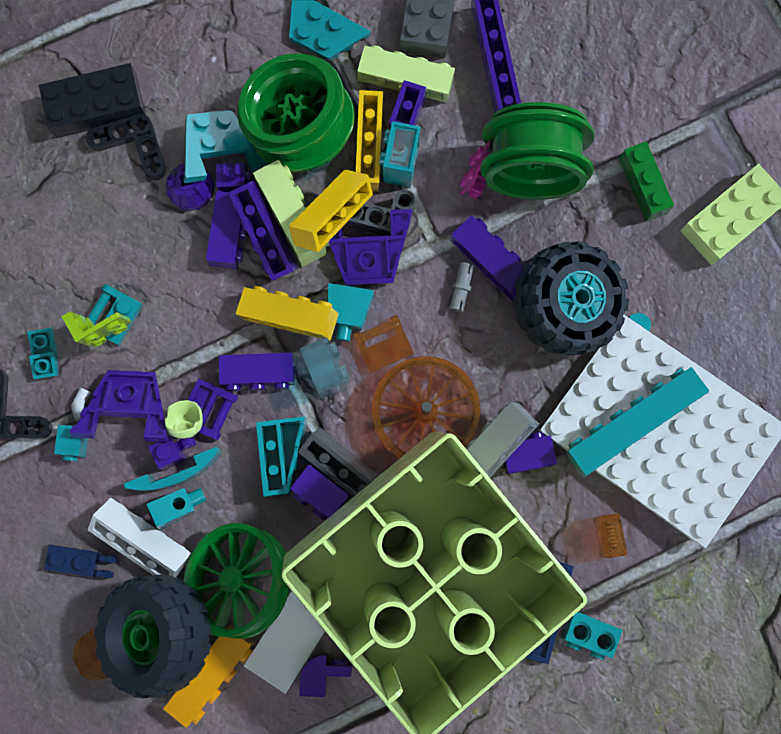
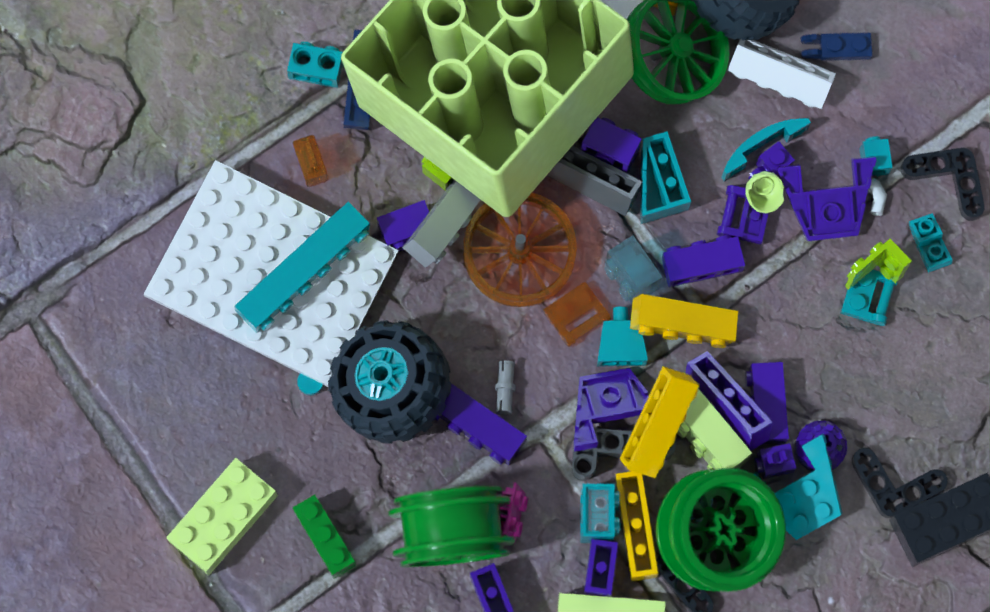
camera: 165 degrees right, 5 degrees down
(163, 508) = (762, 102): teal torso -> none

